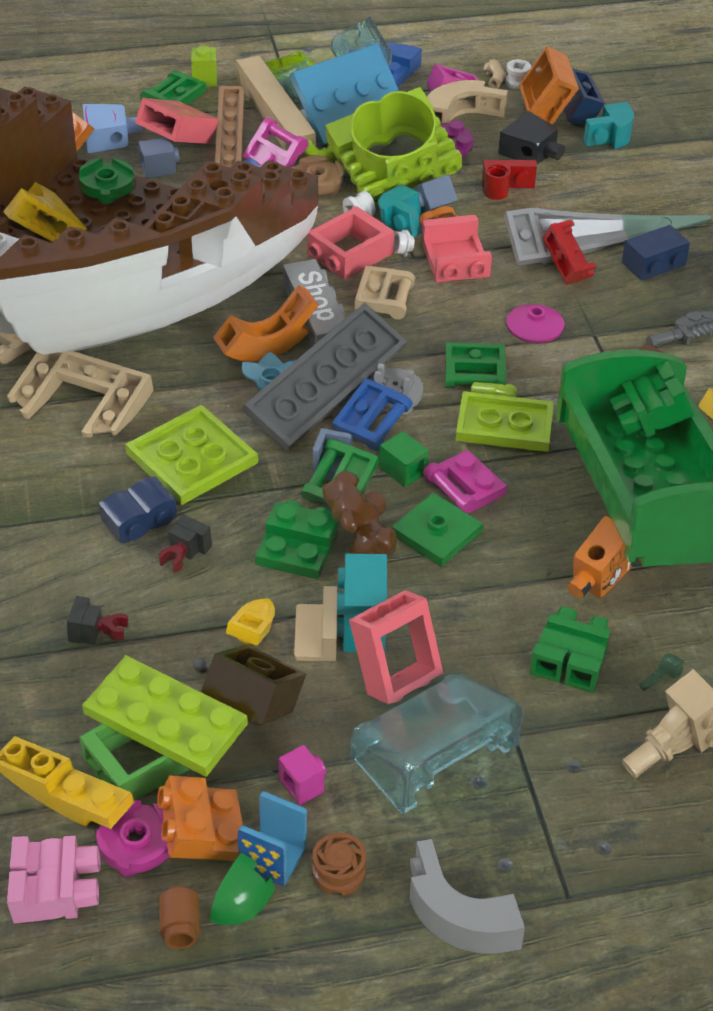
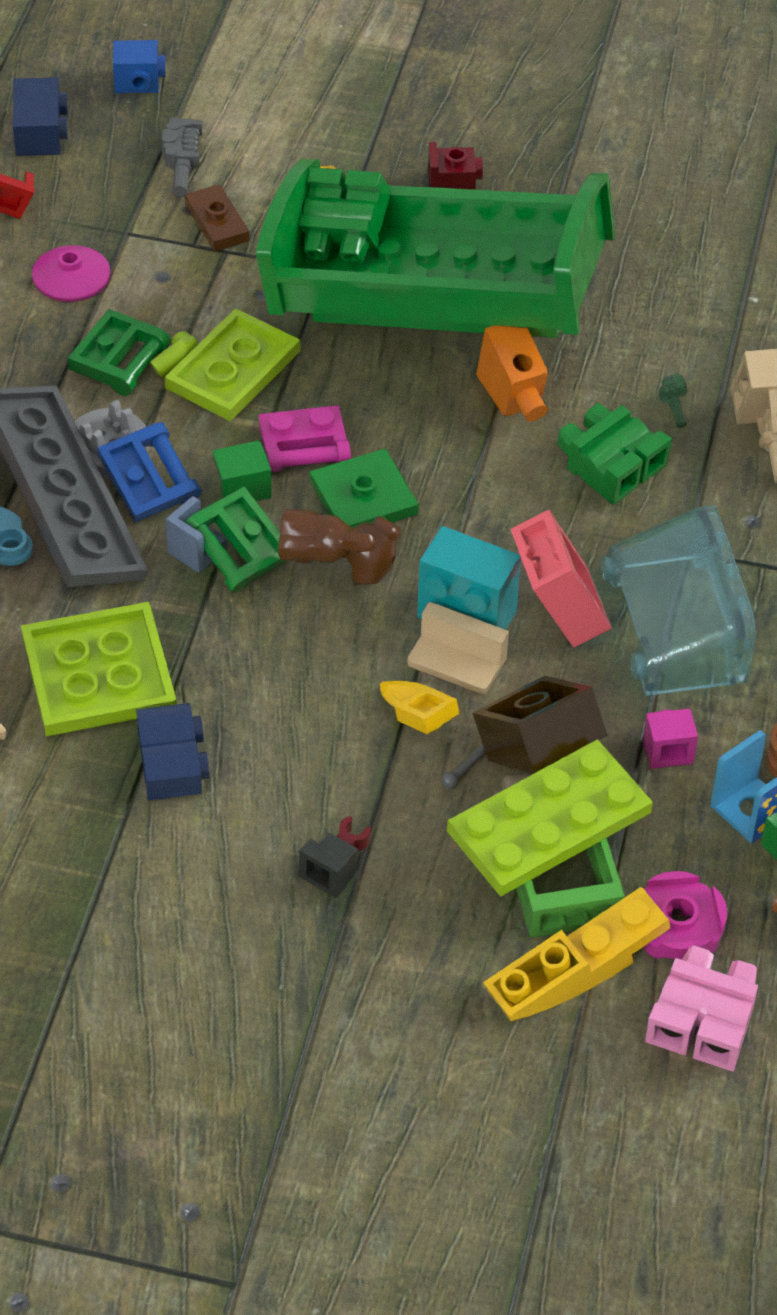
camera: 65 degrees left, 5 degrees up
(186, 540) = (247, 722): pearl dark grey piece -> none
(199, 819) = (694, 845): orange plate -> none
(297, 539) = (308, 619): green plate -> none

